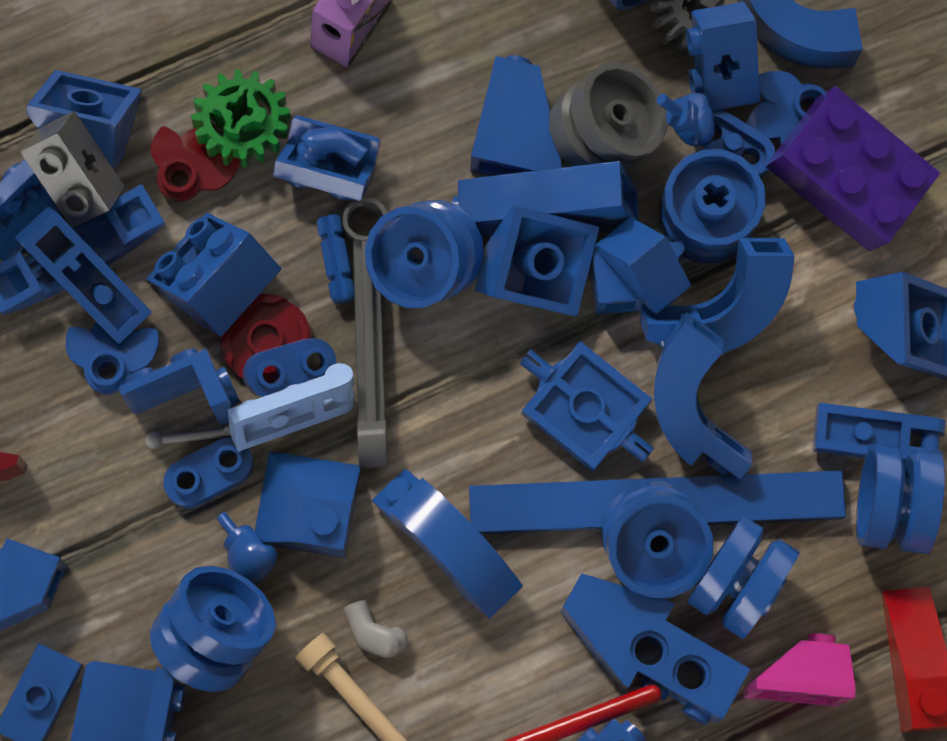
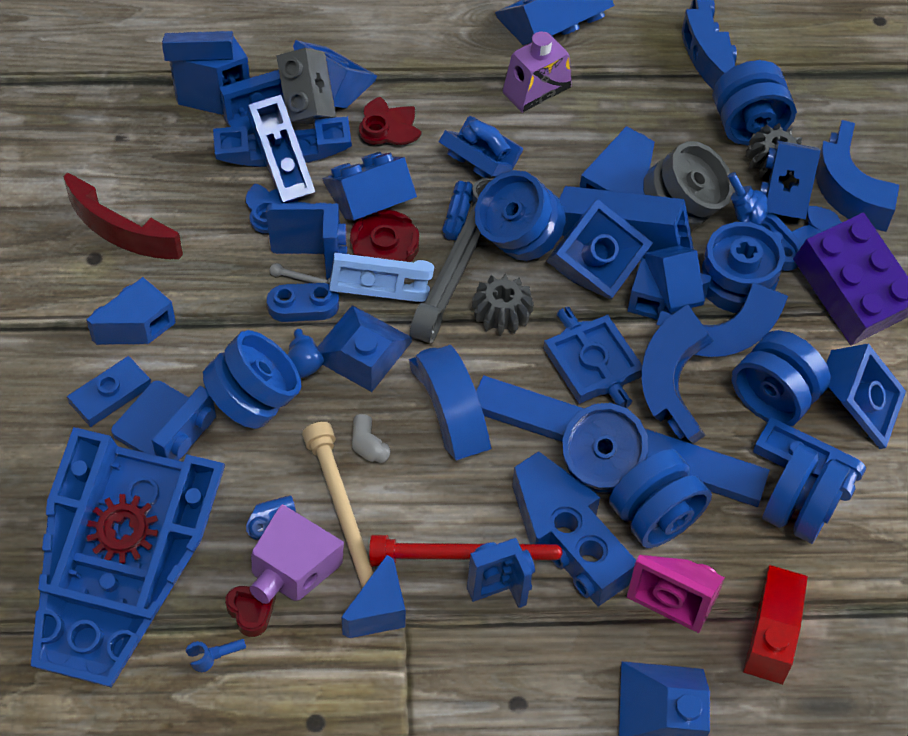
camera: 25 degrees right, 20 degrees down
(229, 104) = (434, 107): green gear -> none
(290, 365) = (391, 247): blue plate -> none
(451, 393) = (502, 304): none -> dark grey gear
(816, 354) = (781, 377): none -> blue wheel

